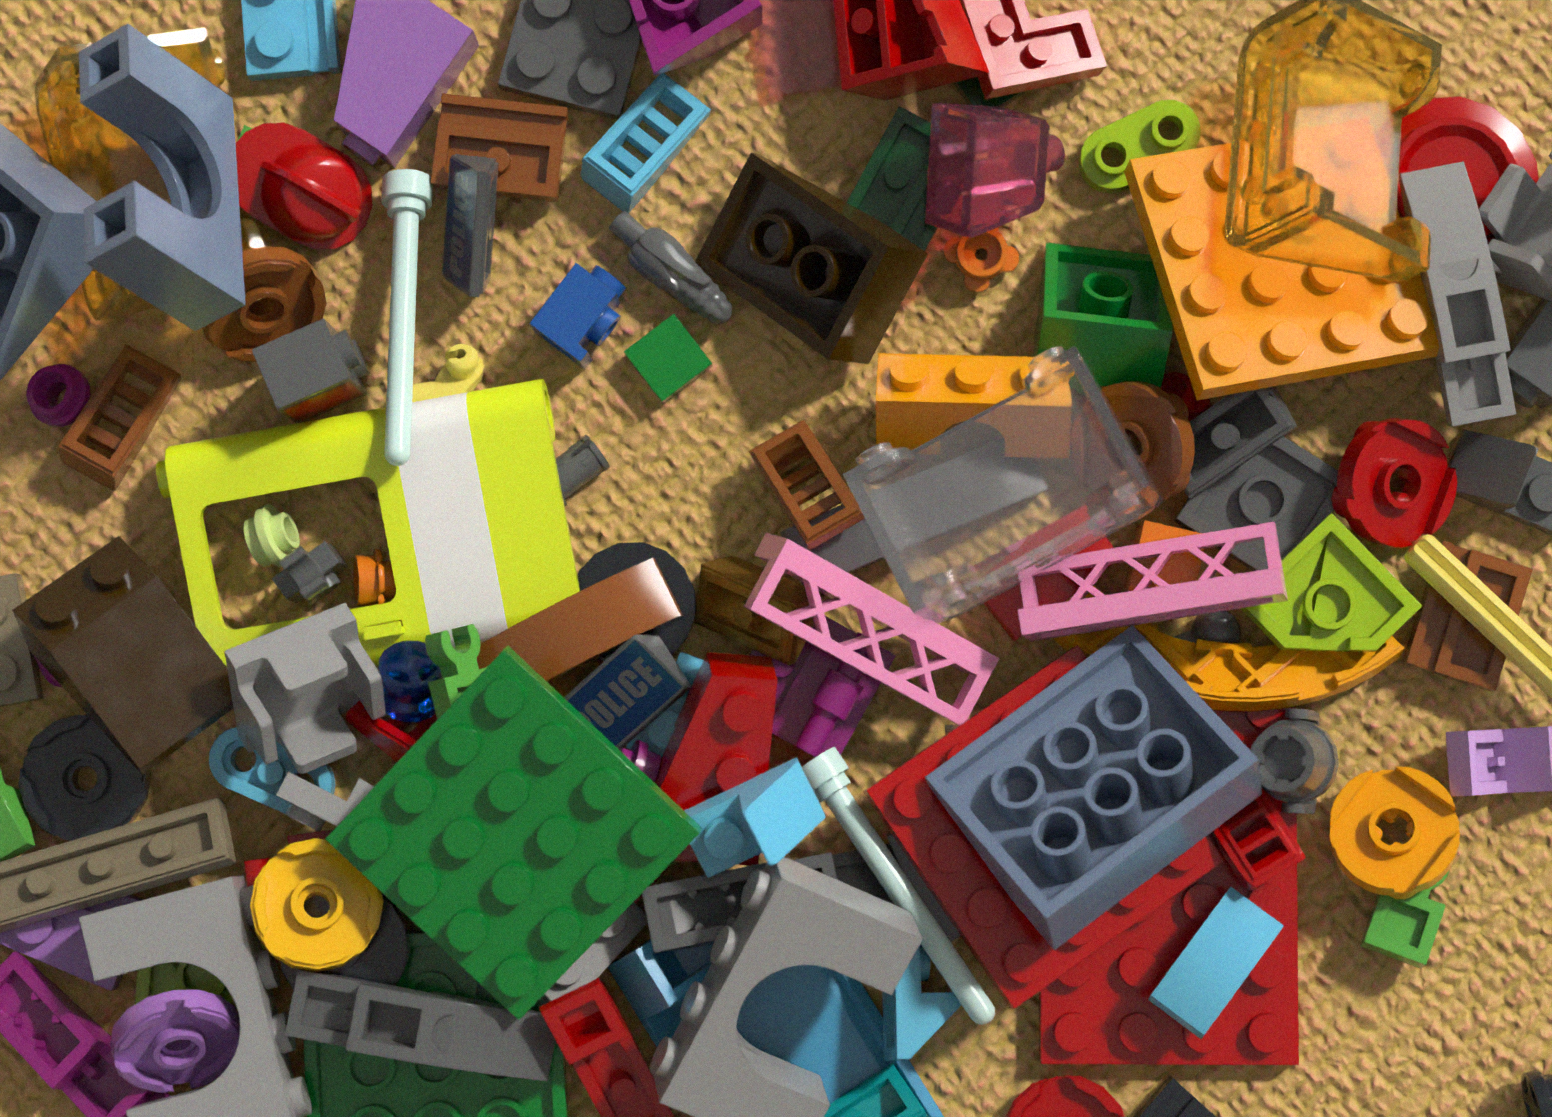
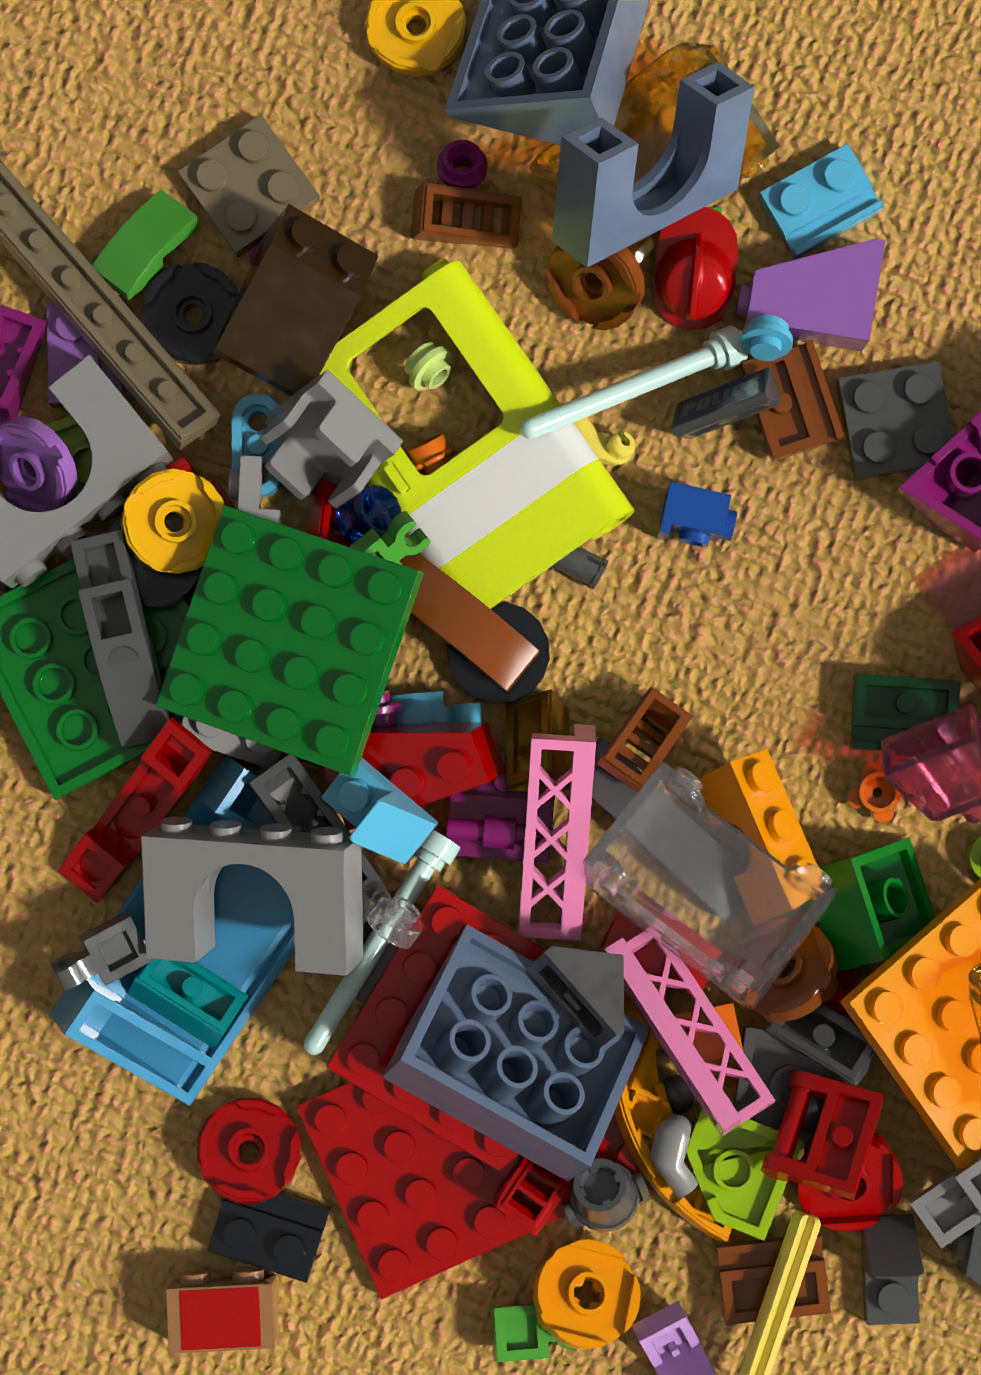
camera: 65 degrees right, 0 degrees up
(310, 573) = (413, 407): dark grey plate -> none
(312, 370) = (563, 339): dark grey brick -> none
(417, 142) = (767, 338): none -> medium azure plate
(609, 180) = (804, 494): medium azure slope -> none
(630, 689) = (433, 677): slope -> none
(668, 358) = (692, 596): green tile -> none
(671, 268) = (760, 565): dark grey piece -> none
(810, 261) = (813, 667): dark brown slope -> none
(882, 858) = (390, 918): none -> clear plate
(913, 1016) = (288, 994): medium azure slope -> none
(1058, 675) = (585, 988): none -> flat silver slope
(1215, 962) = (428, 1203): medium azure slope -> none
(1279, 666) = (669, 1154): none -> light grey arm
(1347, 469) = (840, 1138): none -> red plate

